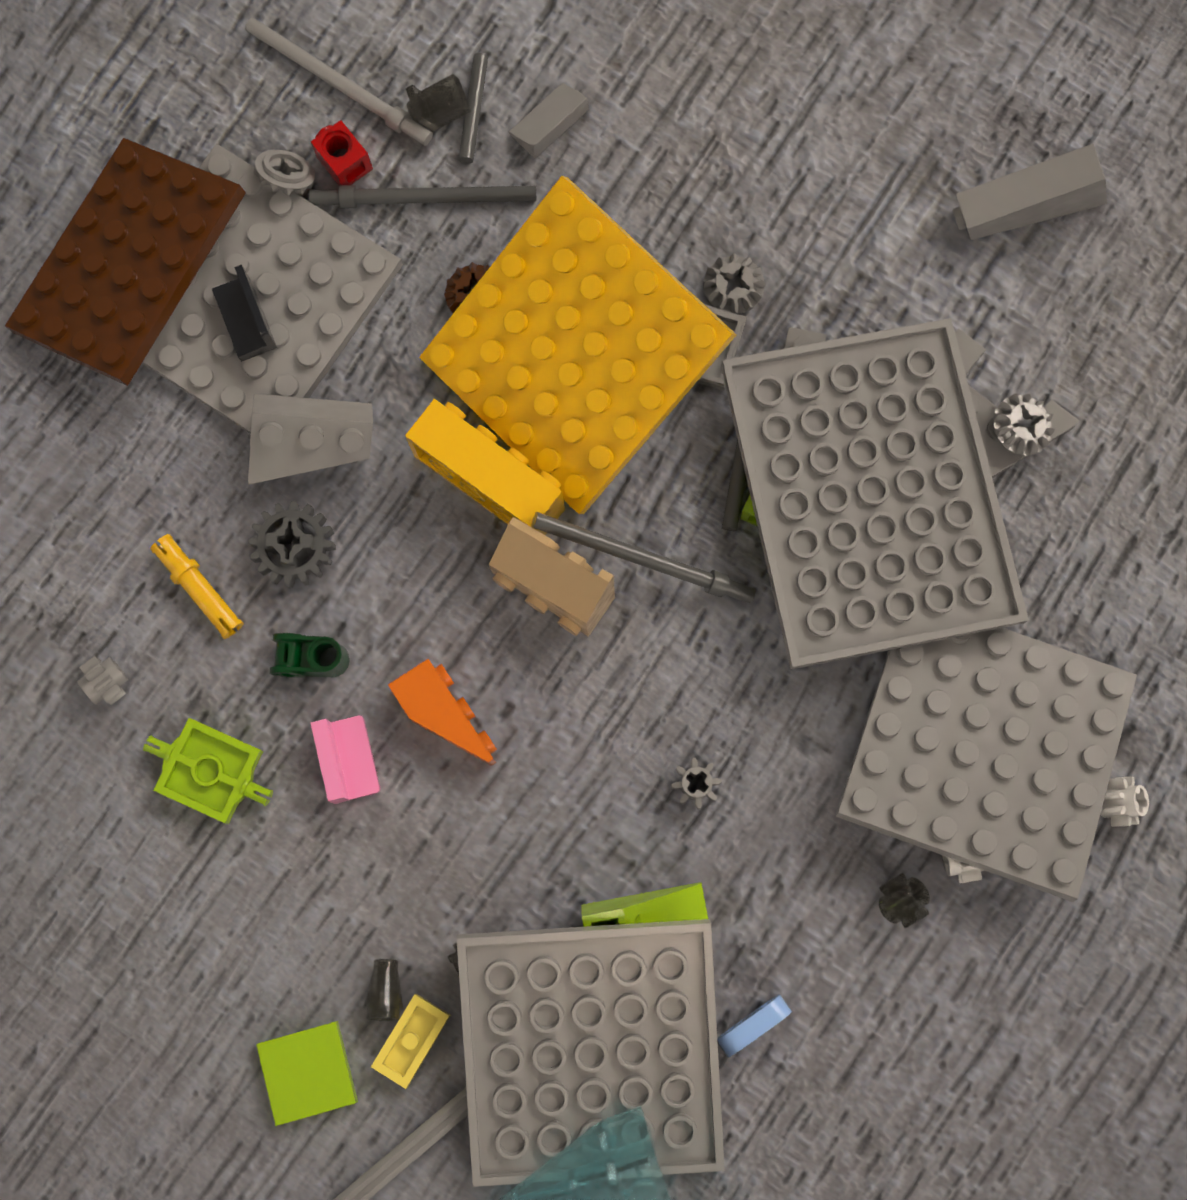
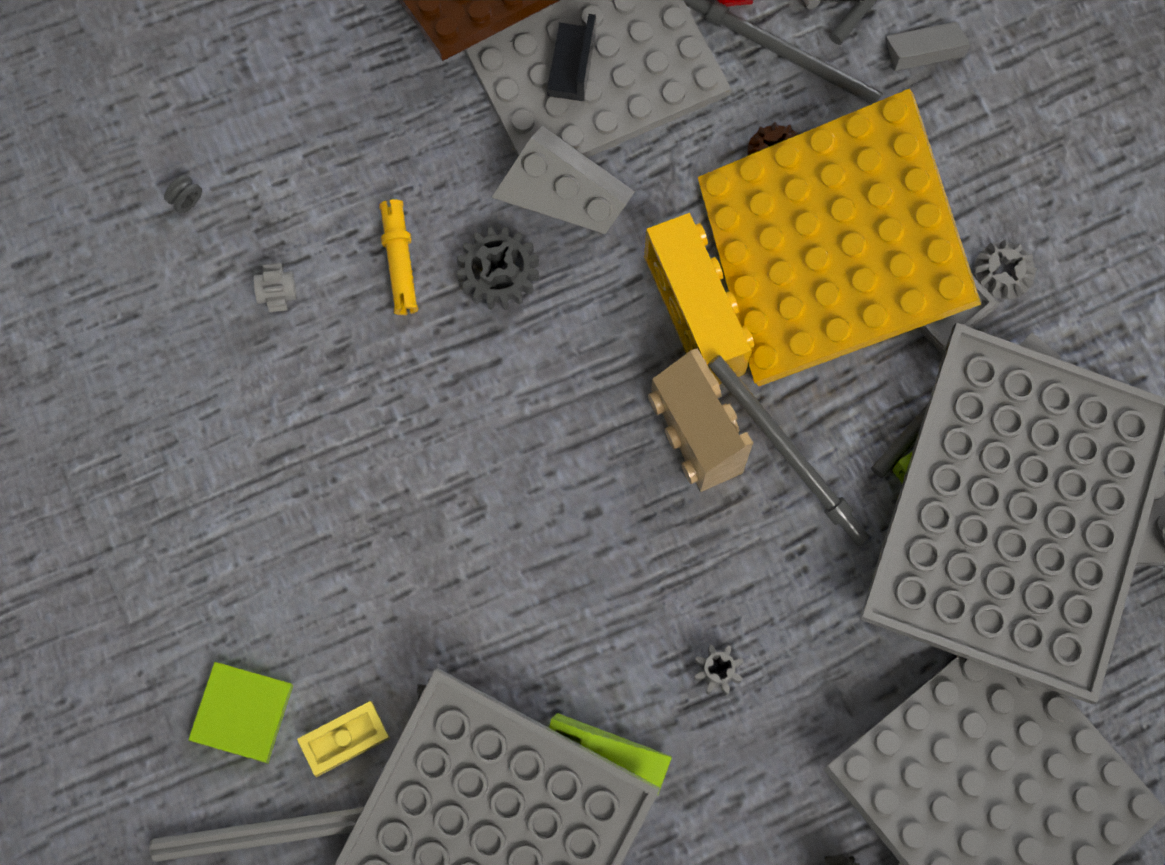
camera: 25 degrees right, 5 degrees down
(208, 770) = (315, 412): lime plate -> none
(300, 656) = (449, 363): dark green piece -> none
(345, 759) = (433, 471): bright pink panel -> none
(384, 992) = (344, 687): clear smoke cone -> none
(431, 705) = (533, 472): orange slope -> none

